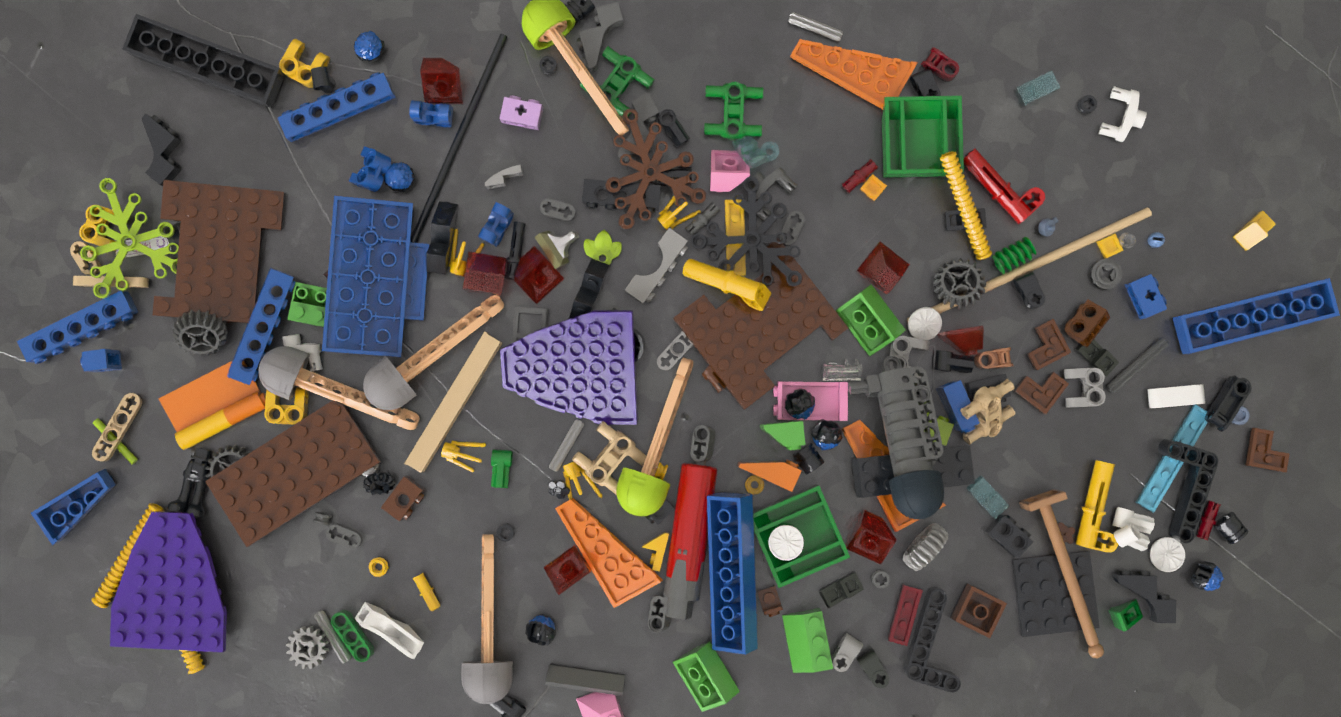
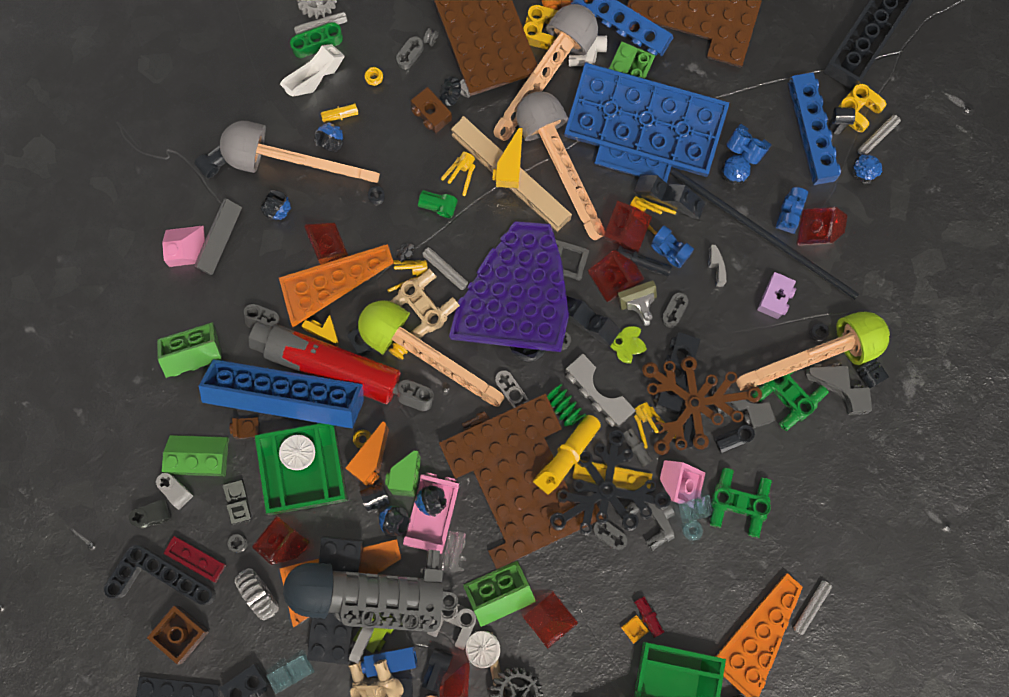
camera: 105 degrees right, 10 degrees down
(328, 40) = (889, 125): none -> light grey axle
(450, 404) = (509, 164): none -> yellow slope
(456, 593) = (329, 137): none -> black piece
(679, 296) = (564, 406): none -> green piece
(952, 436) = (361, 644): none -> light grey beam

